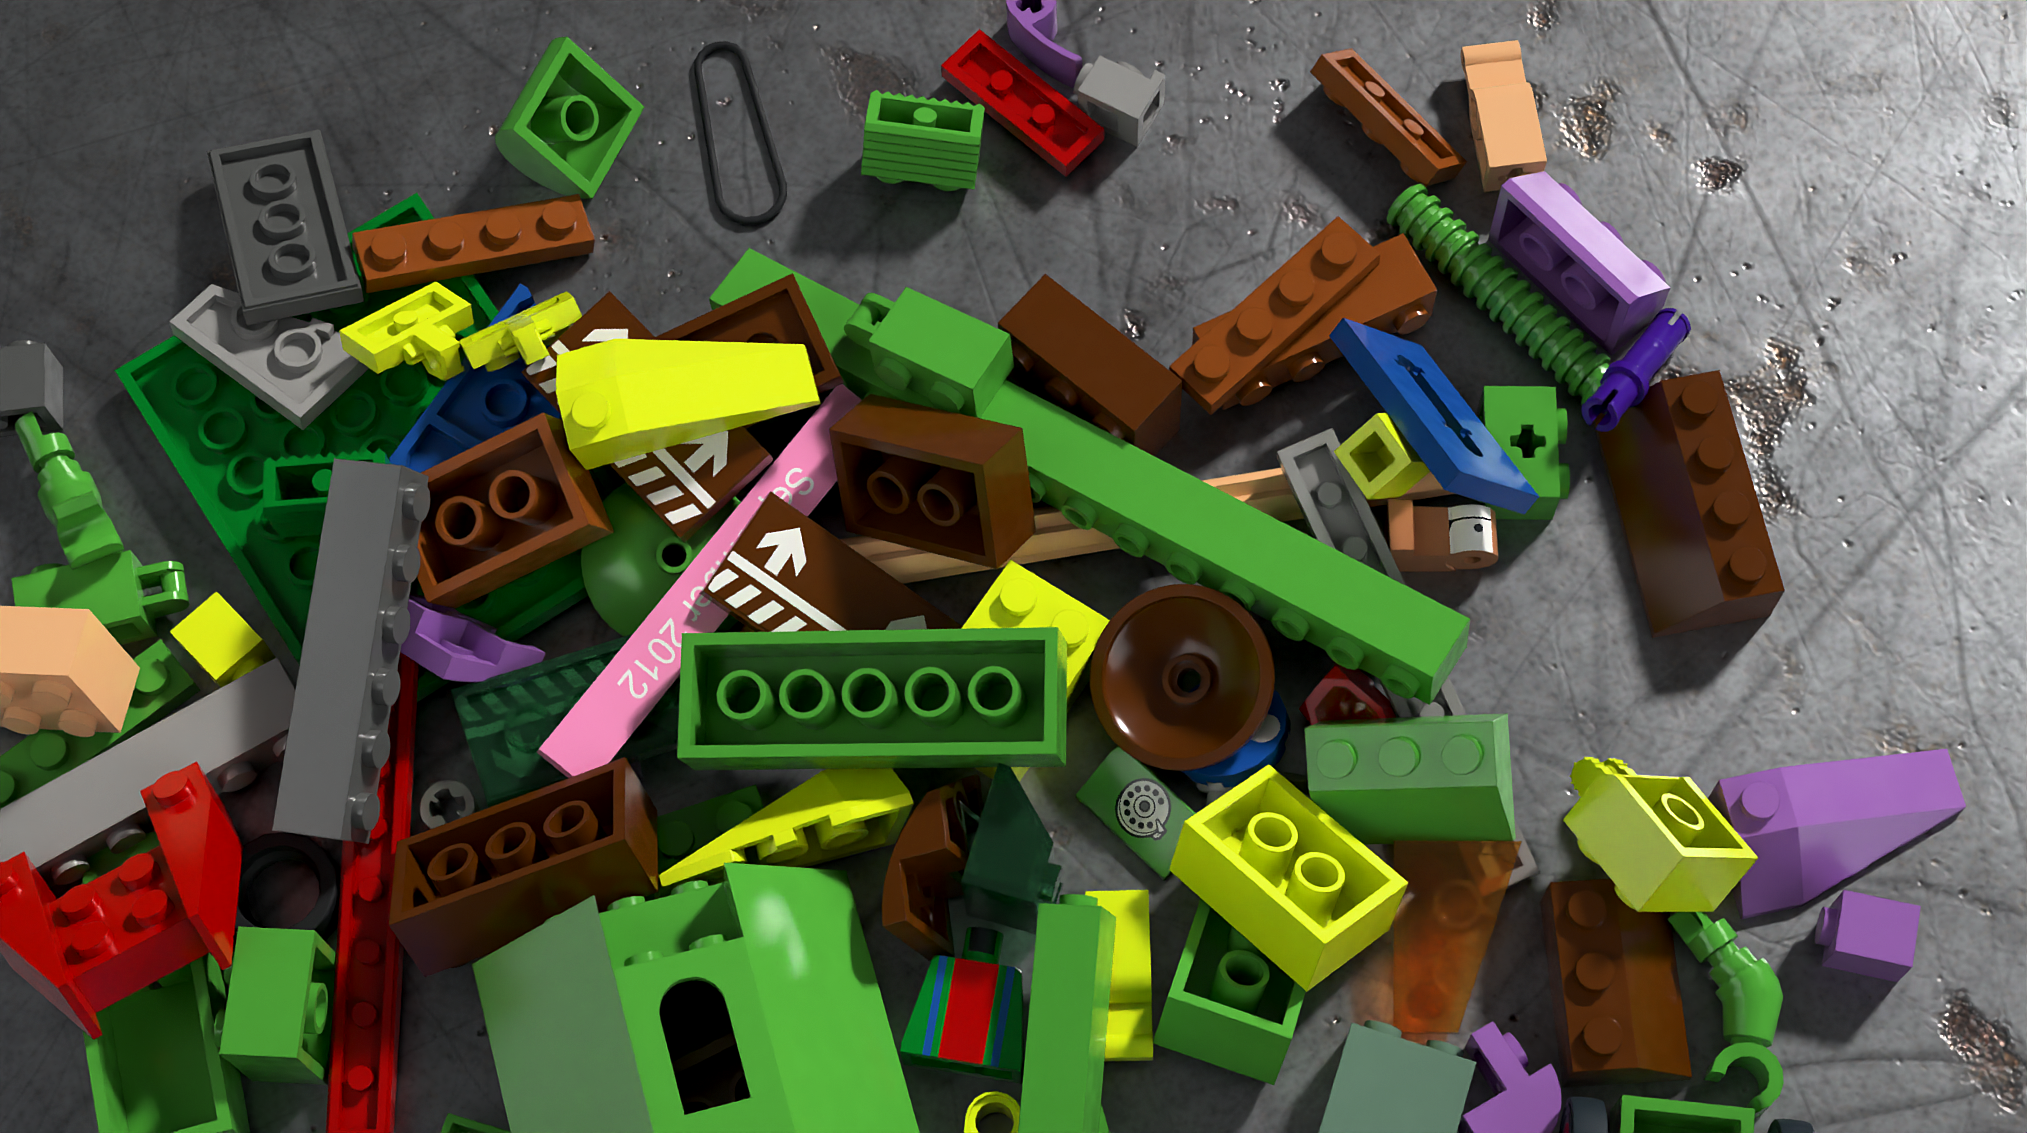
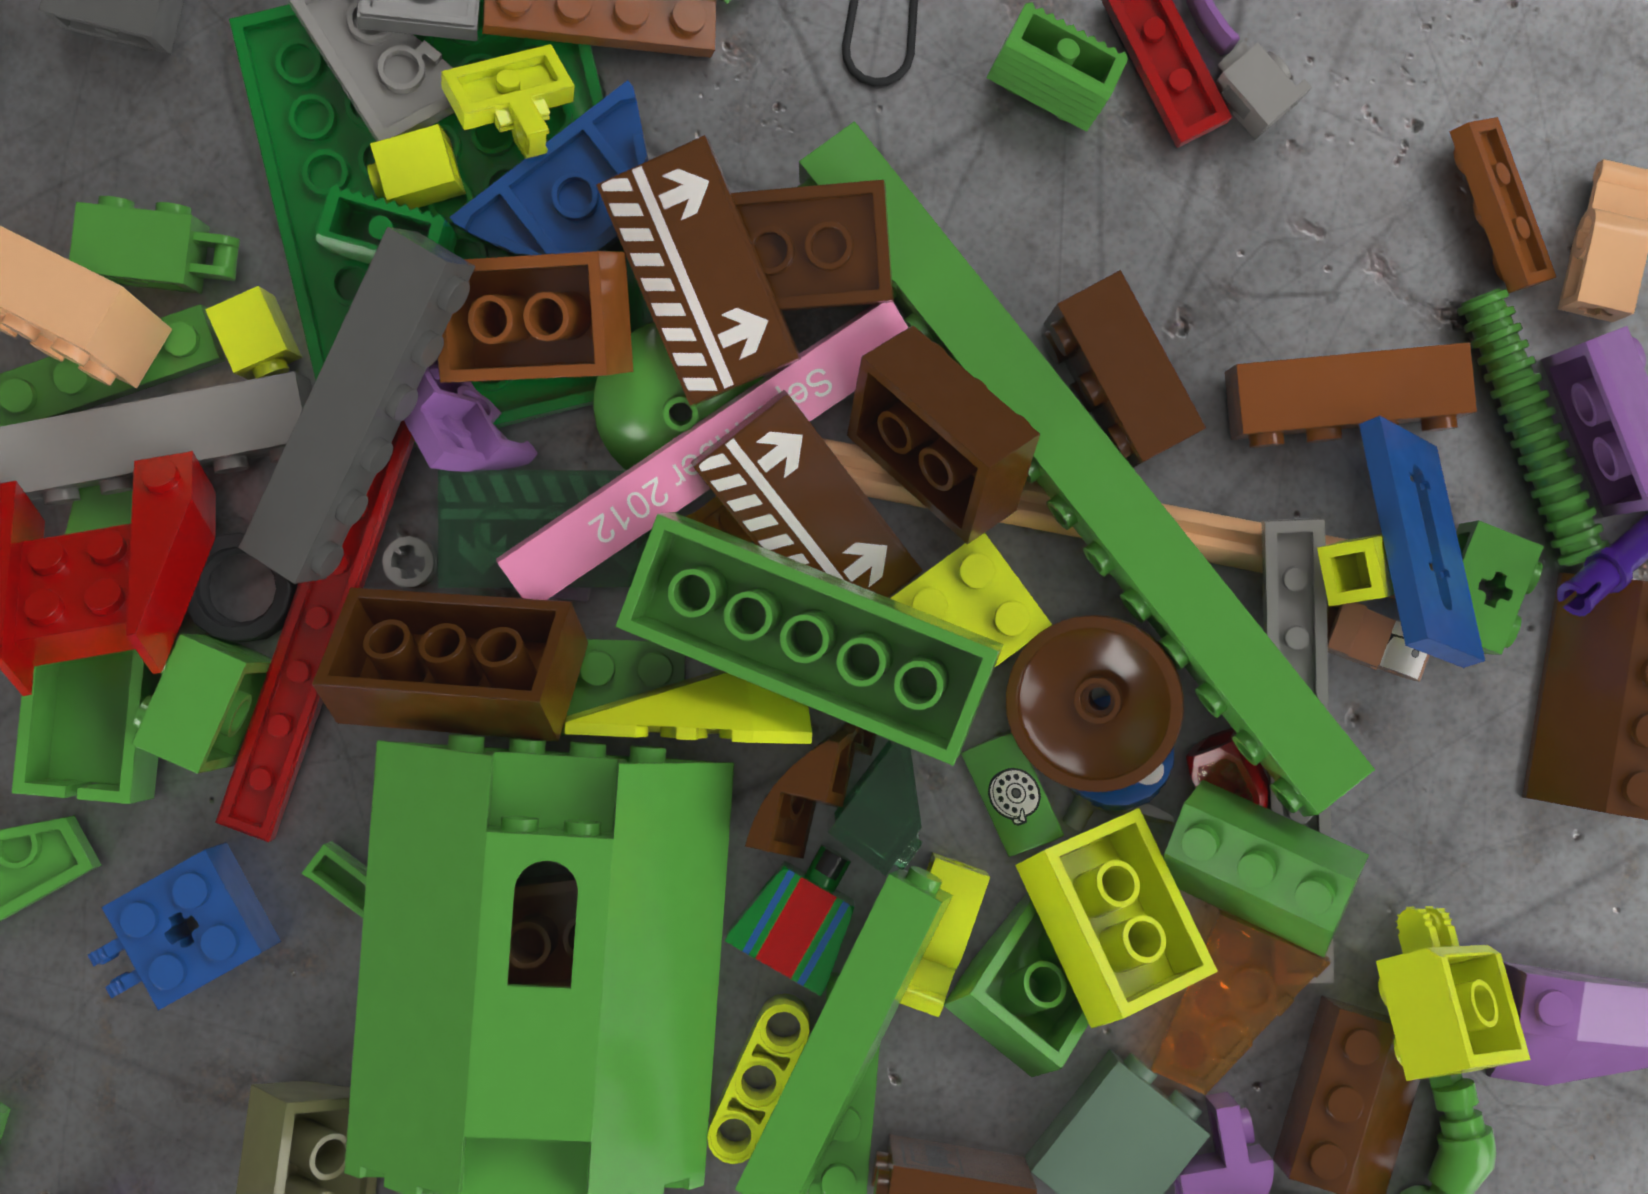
camera: 15 degrees right, 20 degrees up
(68, 496) = (153, 139): bright green piece -> none
(340, 423) = (415, 168): none -> neon yellow brick
(522, 333) = (610, 142): neon yellow hinge -> none
(660, 393) = (714, 259): neon yellow wedge -> none
(933, 350) = (985, 308): bright green brick -> none
(1274, 314) = (1318, 383): dark orange plate -> none
(1868, 935) = (1591, 1141): medium lavender brick -> none

